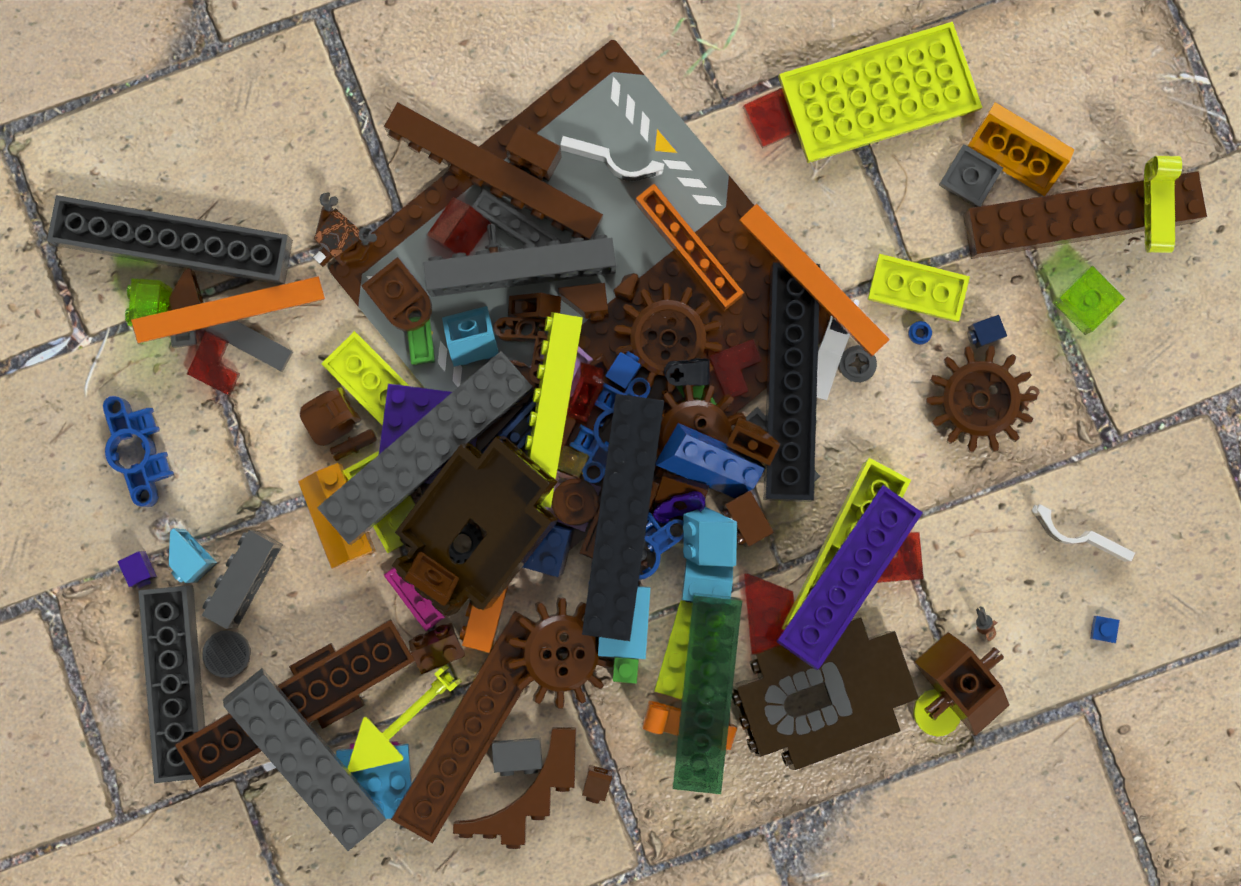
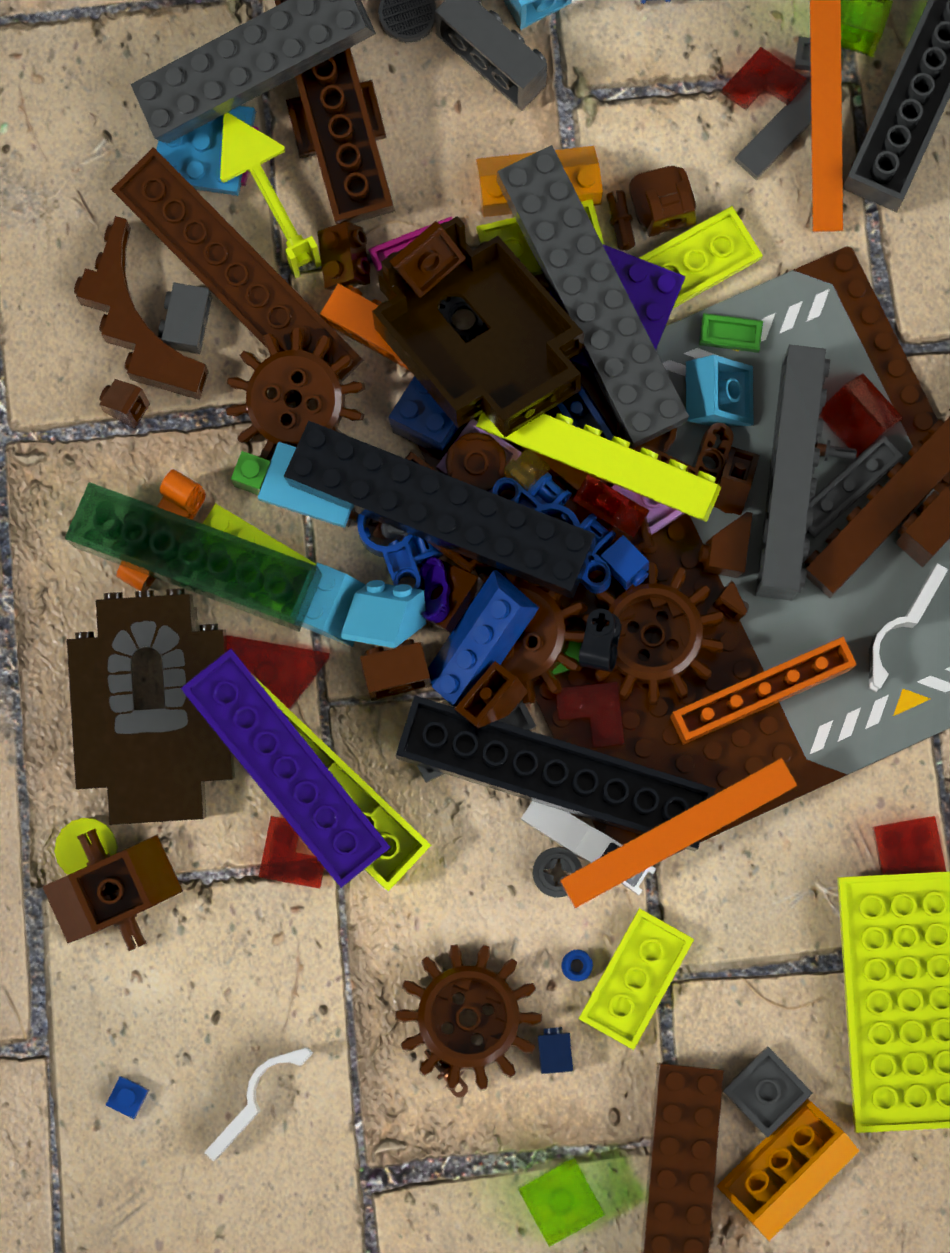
camera: 110 degrees right, 5 degrees down
(186, 291) = (861, 69): reddish brown slope -> none
(339, 236) = (887, 264): torso -> none
(398, 295) = (793, 317): reddish brown tile -> none
(985, 623) = (178, 941): dark grey piece -> none

